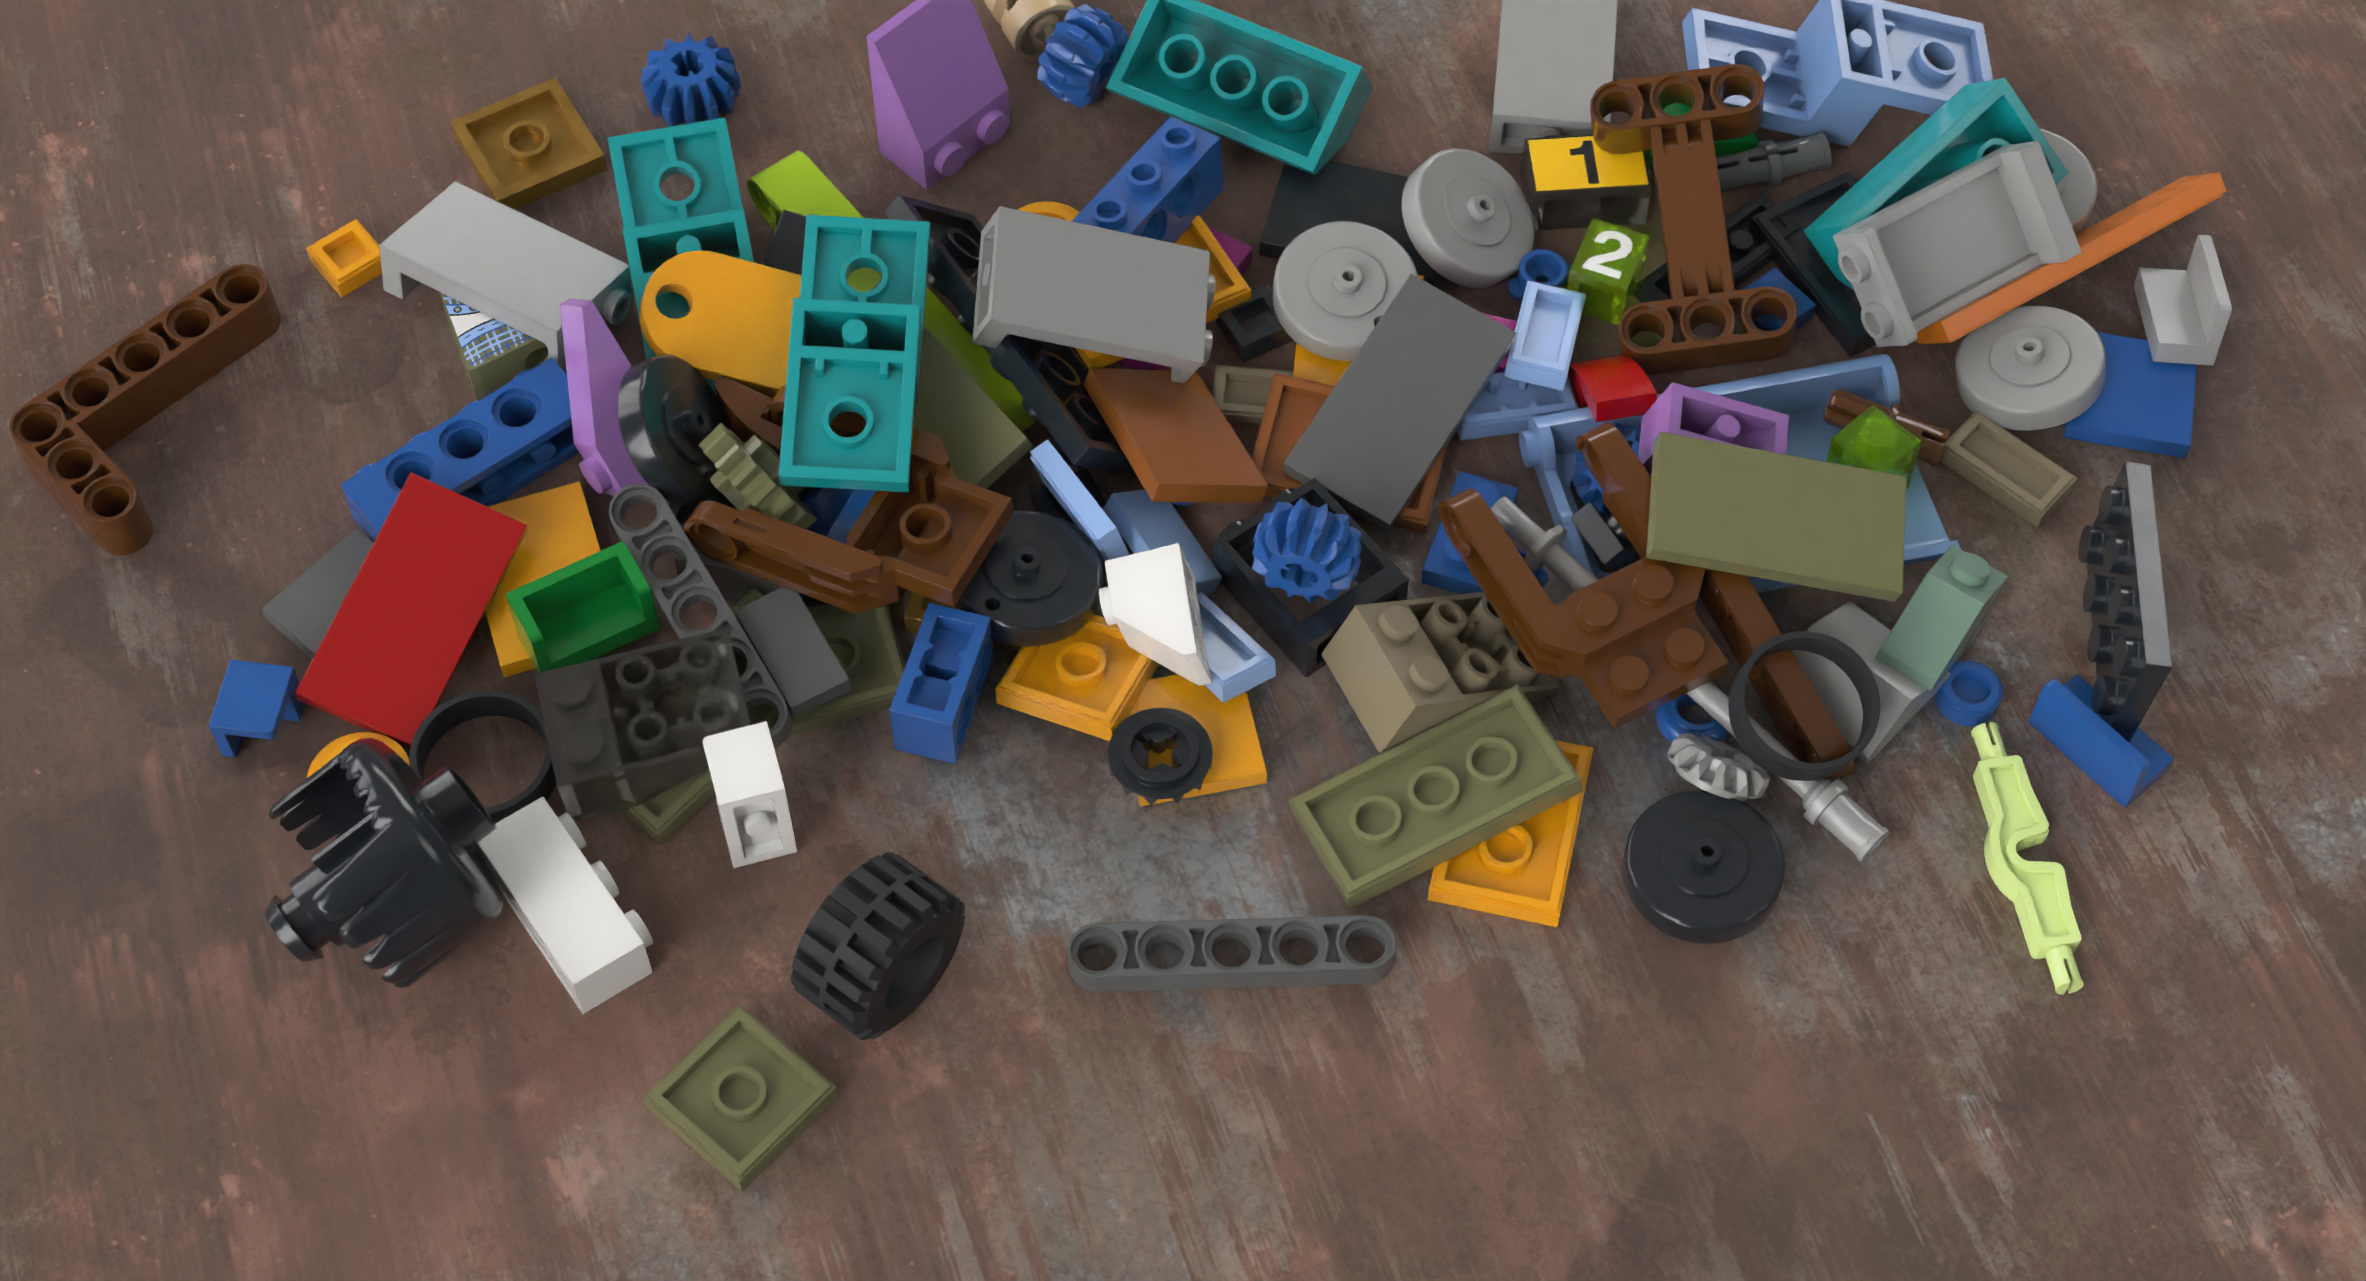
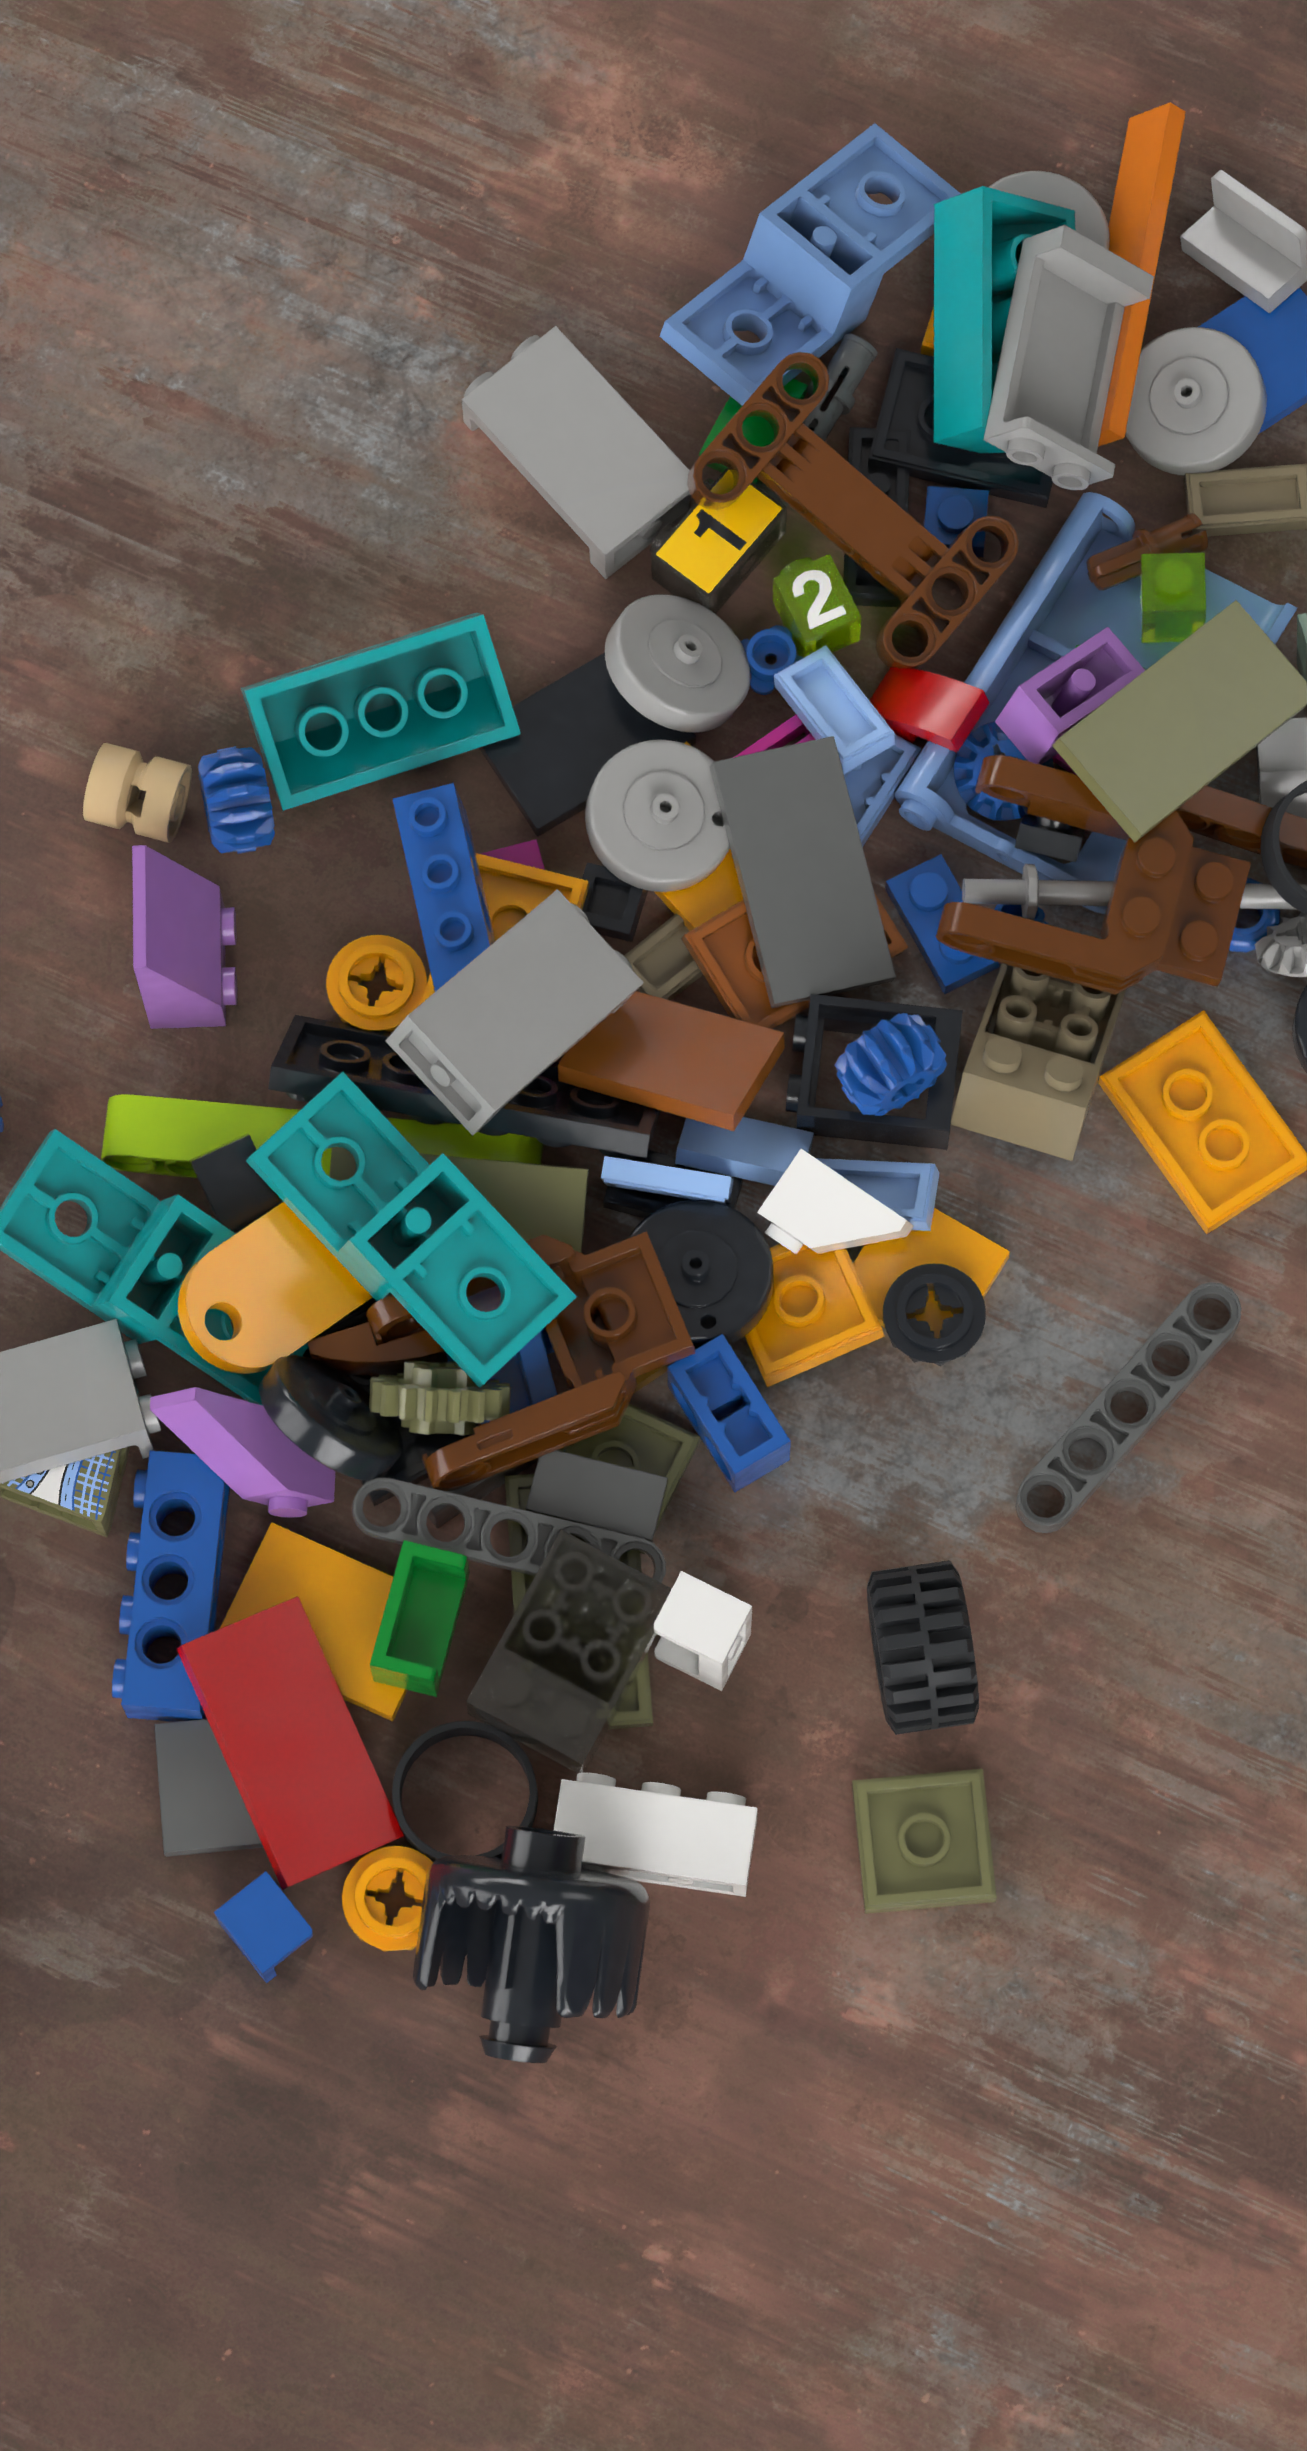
camera: 45 degrees left, 15 degrees up
(1434, 796) = (1143, 1155): olive tile -> none

